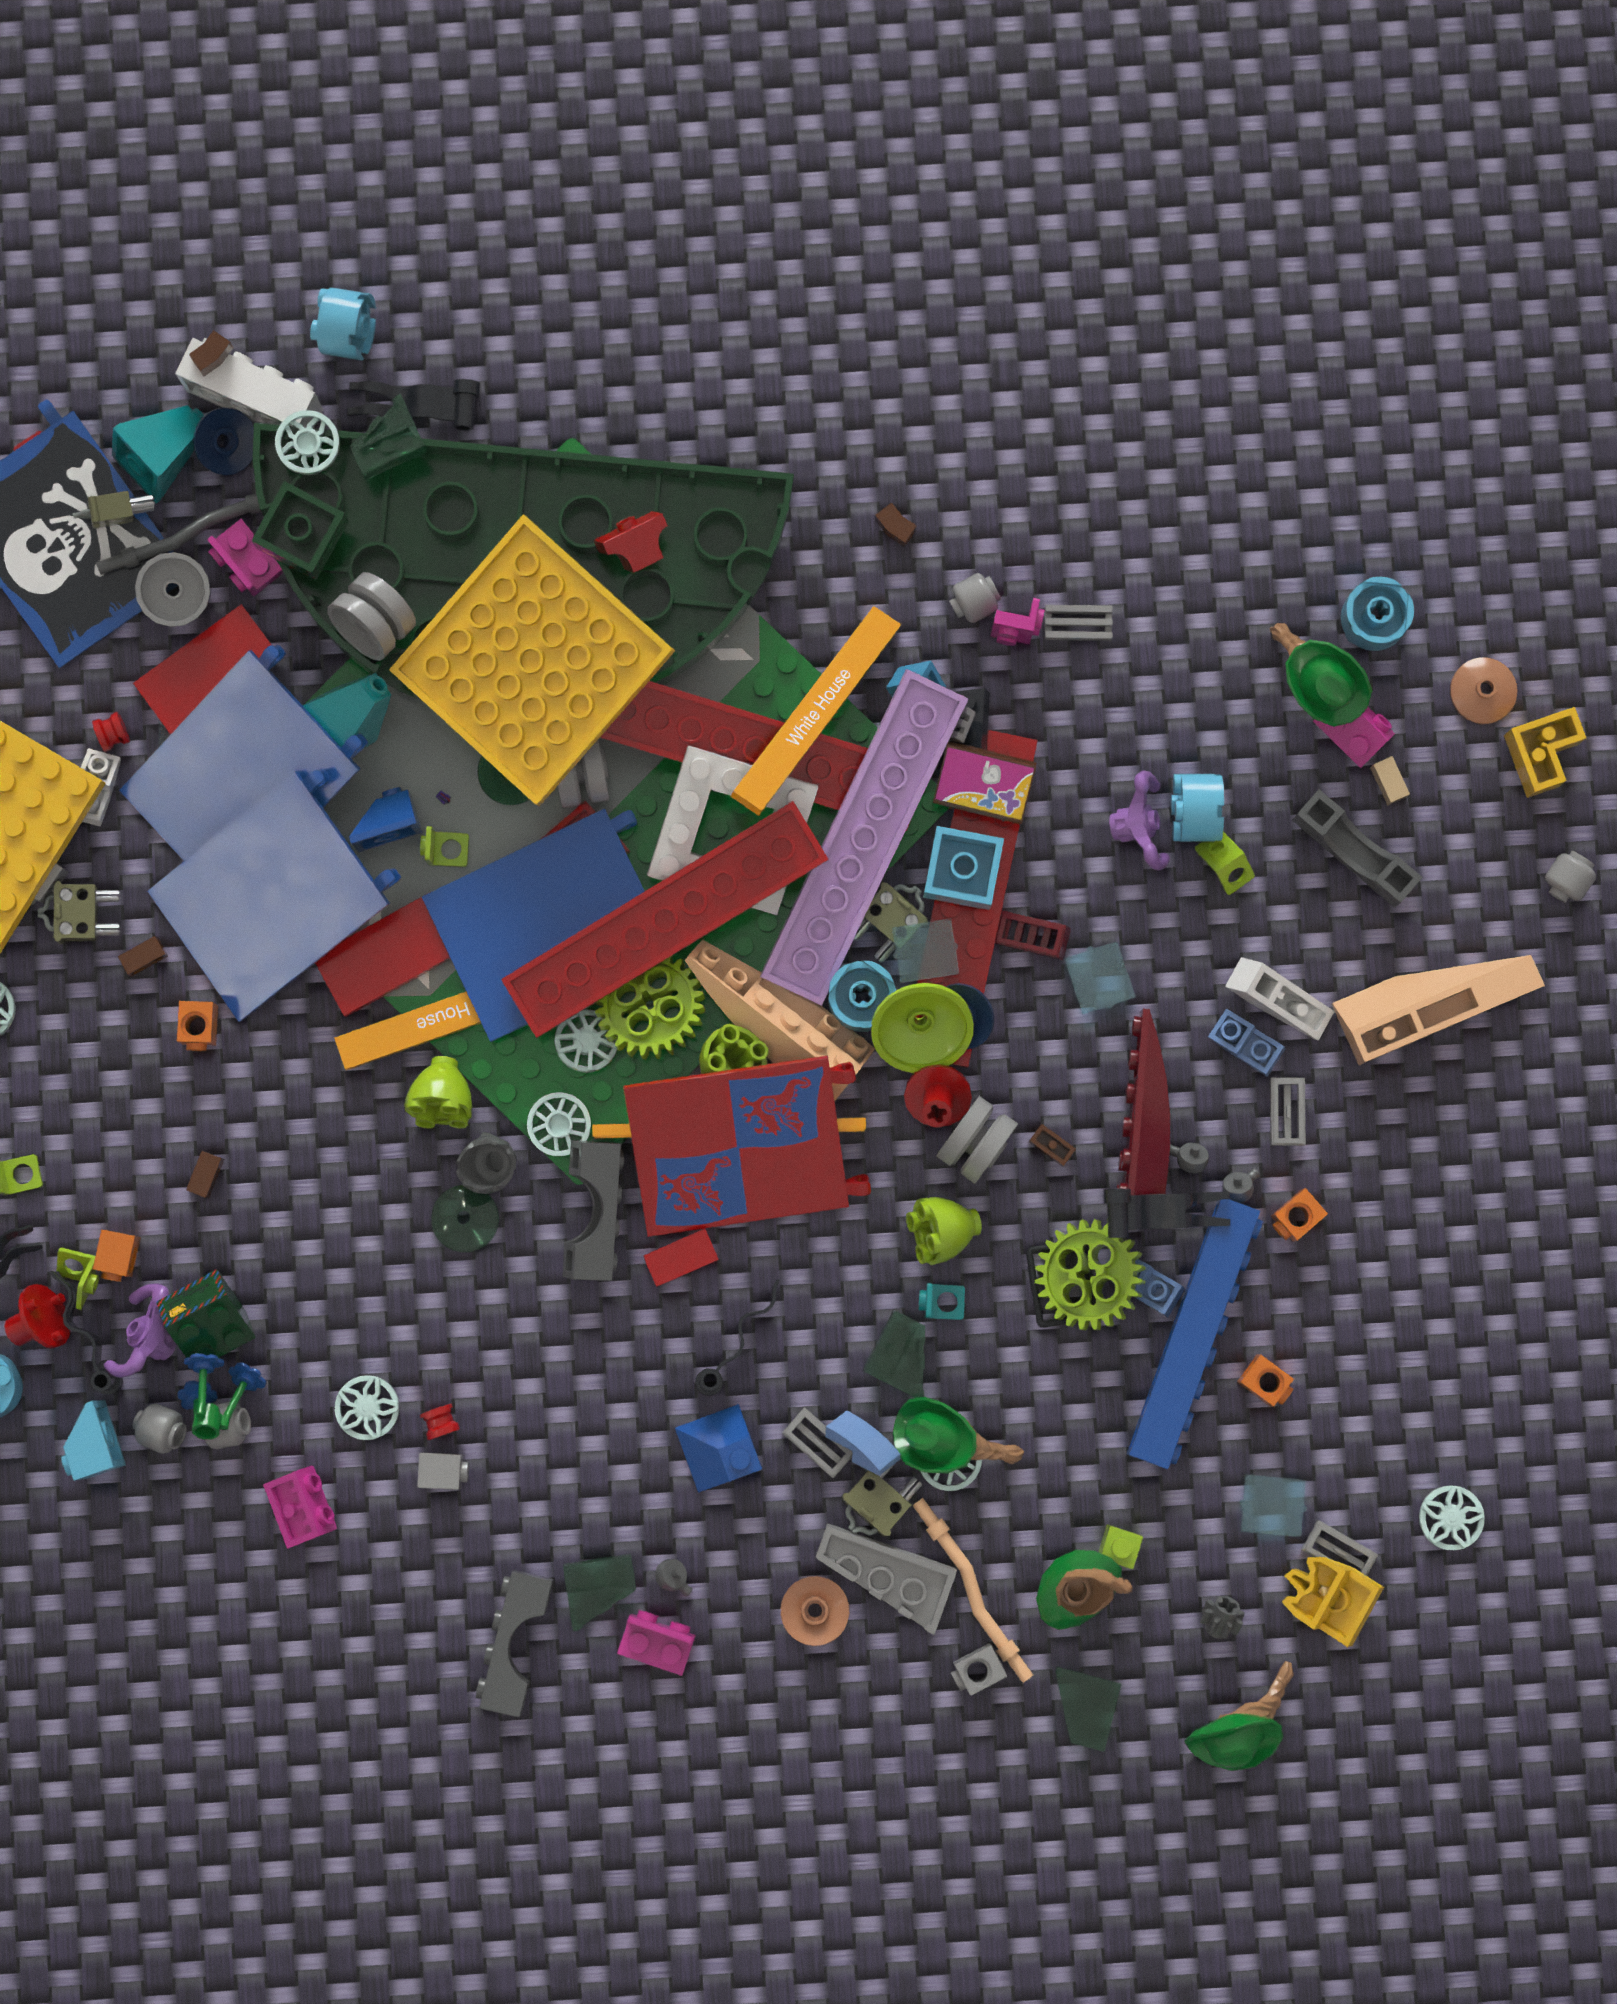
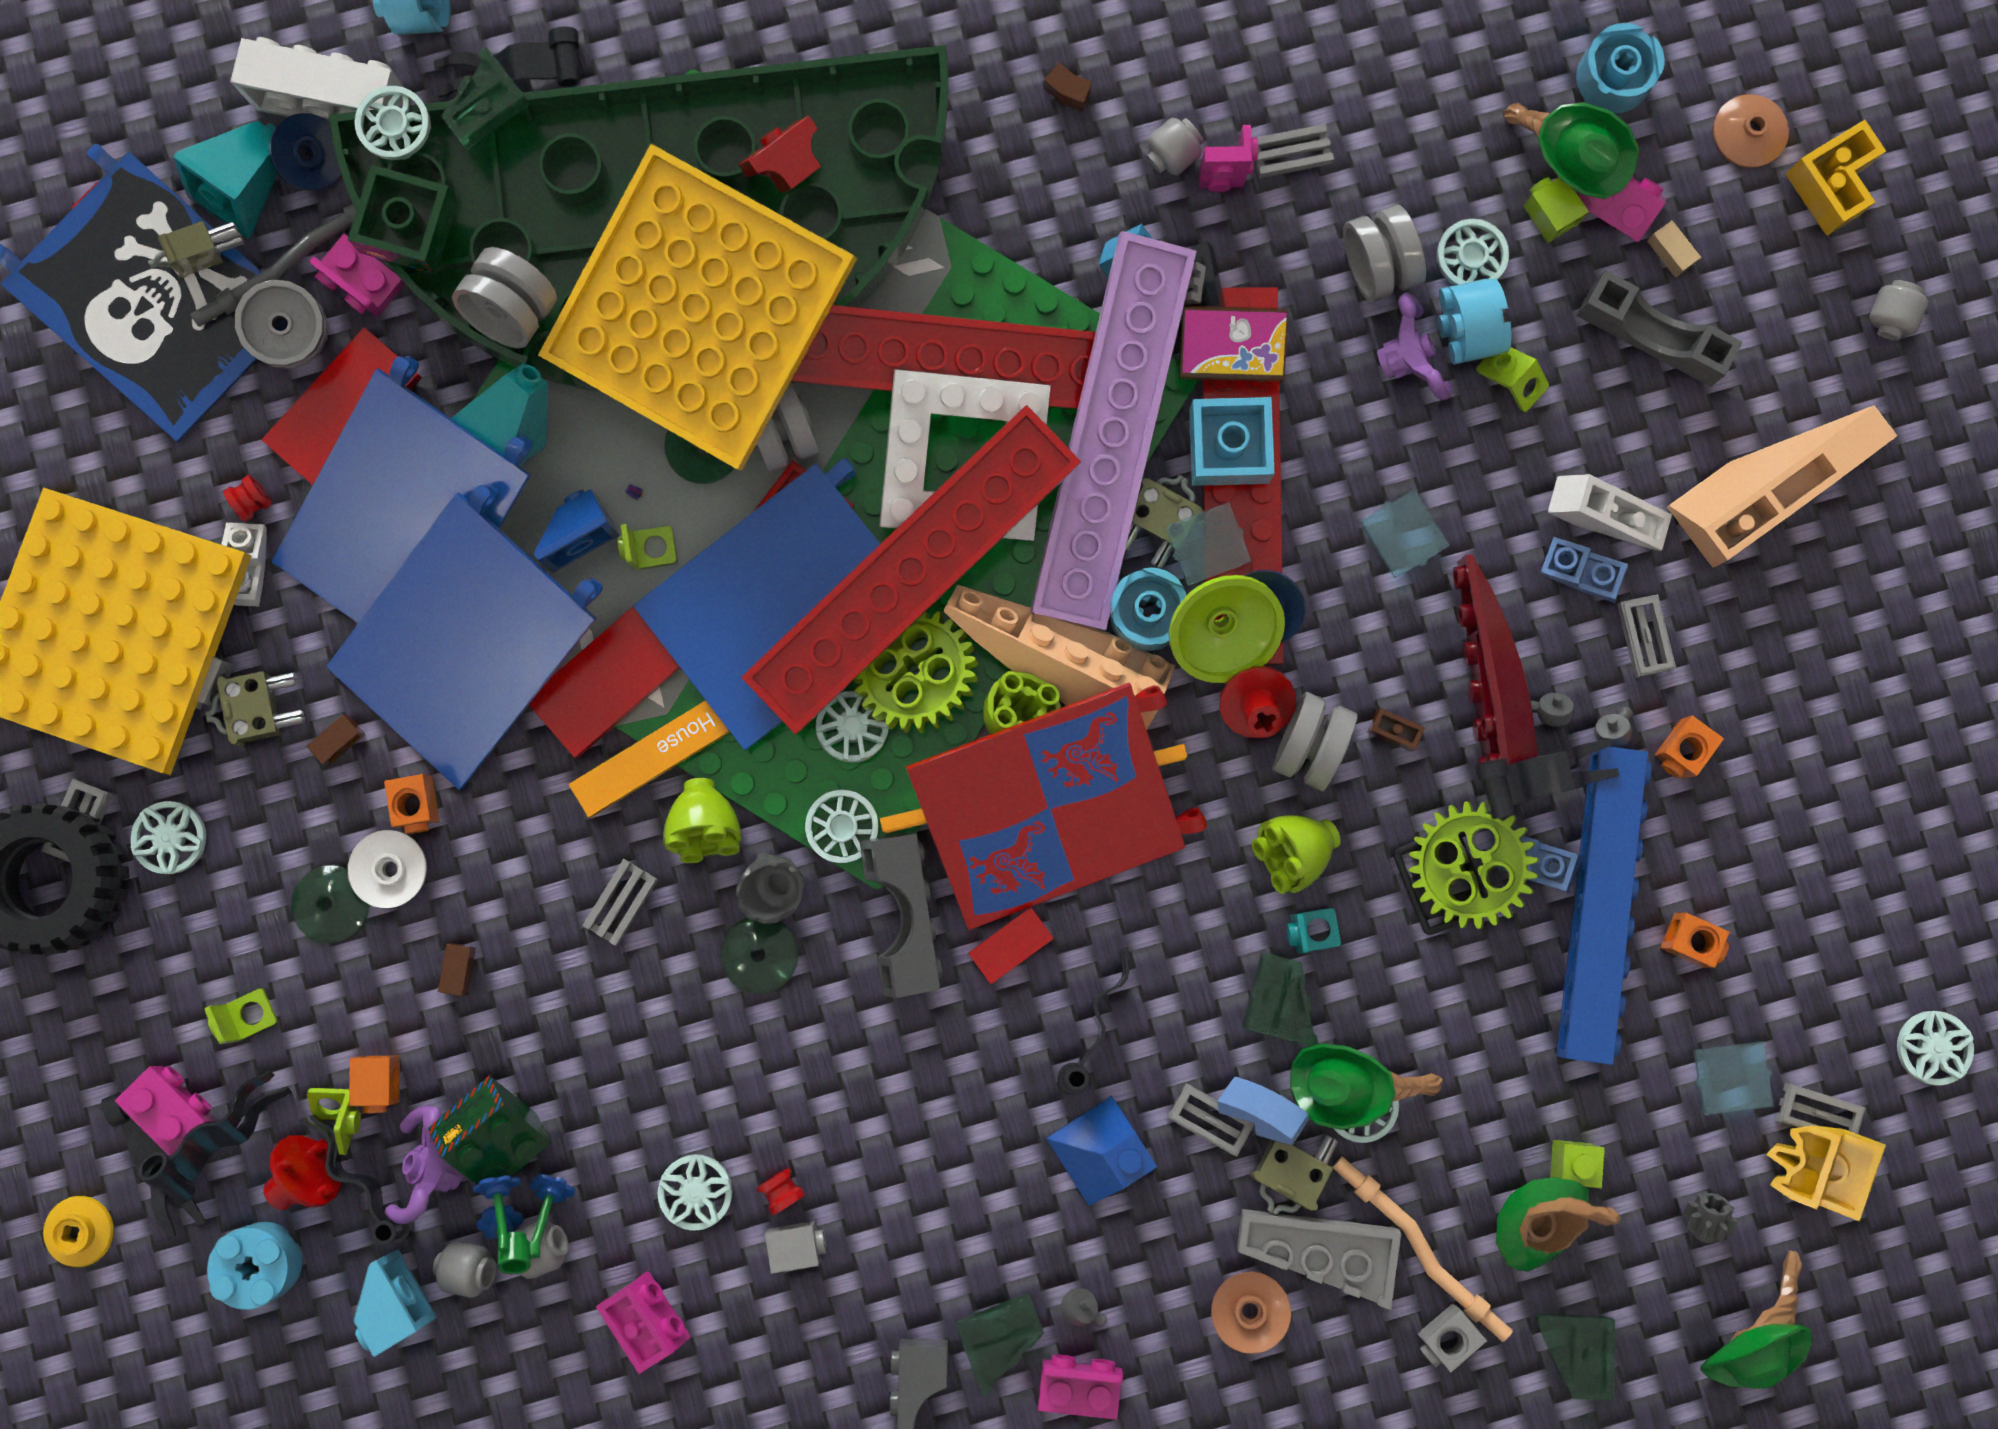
camera: 10 degrees left, 0 degrees up
(125, 1099) = (347, 909): none -> clear green dish
(150, 1066) = (368, 867): none -> white dish
(211, 353) = (264, 48): reddish brown piece -> none
(376, 1126) = (602, 930): none -> light grey tile
(815, 711) = (1027, 304): light orange tile -> none
(1060, 943) = (1352, 515): dark red slope -> none
(1139, 732) = (1384, 253): none -> light grey wheel
(1214, 746) = (1472, 252): none -> light aqua wheel
(1293, 723) = (1554, 208): none -> lime brick

